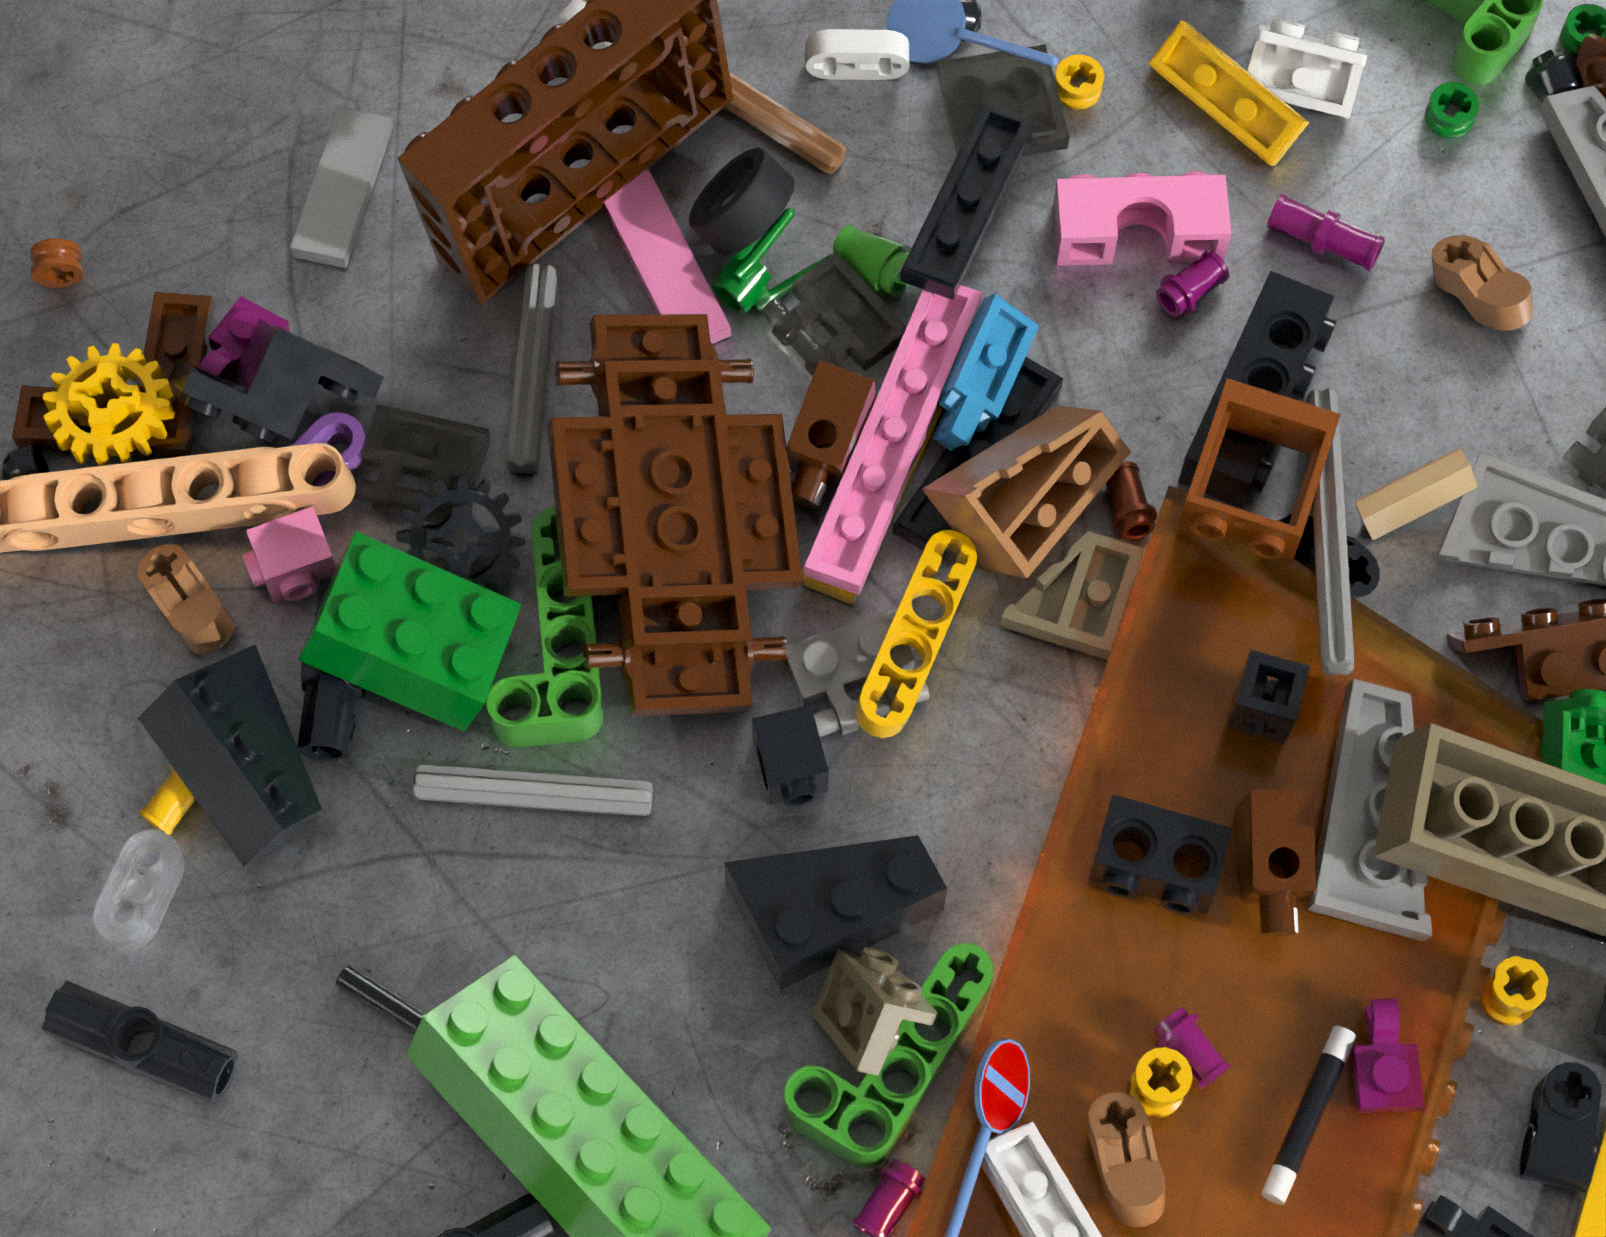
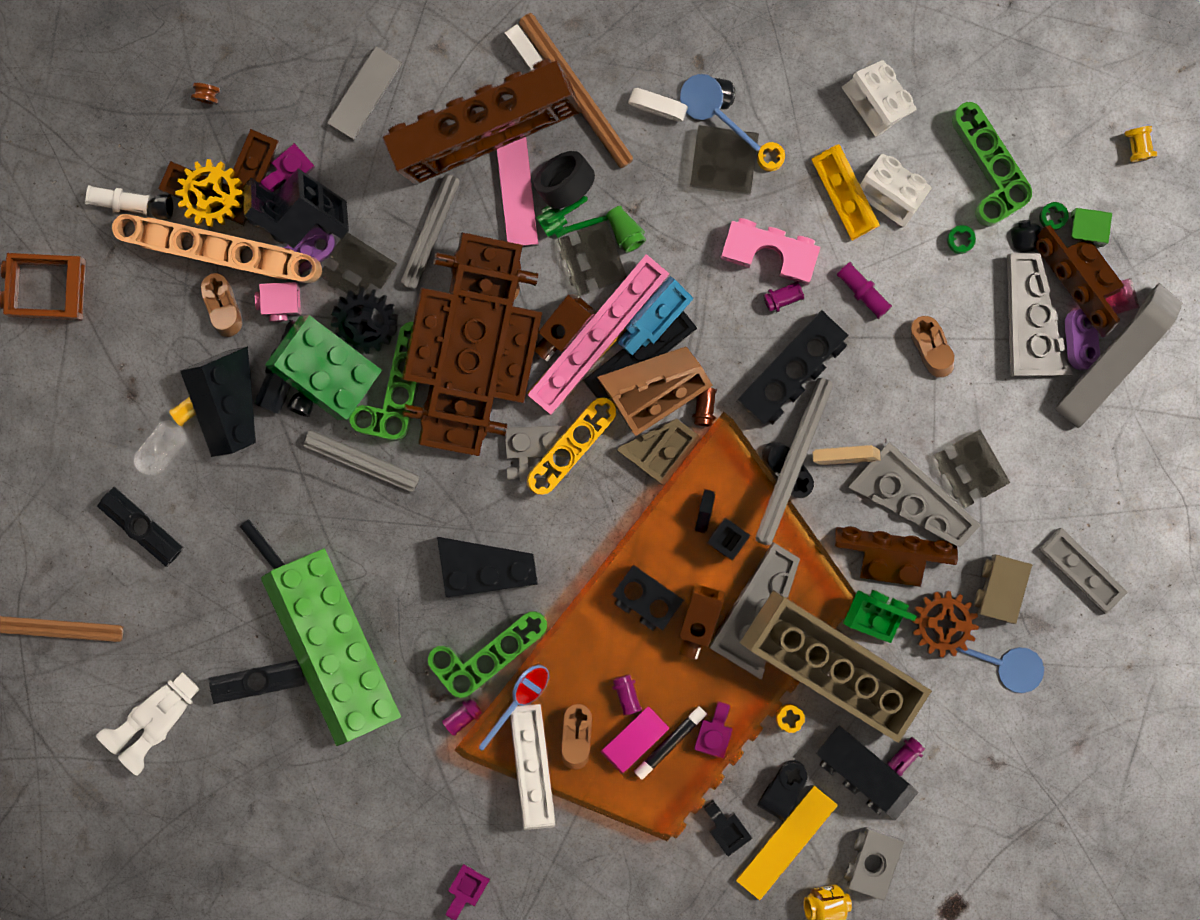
camera: 25 degrees right, 20 degrees up
(387, 726) = (300, 405): none -> black hinge
(790, 756) = (489, 487): black brick -> none
(865, 1004) = (482, 626): dark tan bracket -> none
(967, 200) = (681, 217): black tile -> none
(1161, 1063) = (613, 710): yellow bush -> none
(1203, 673) = (705, 511): none -> black tile
(1240, 1129) = (635, 740): none -> dark pink slope
(1276, 421) = (785, 398): dark orange window -> none

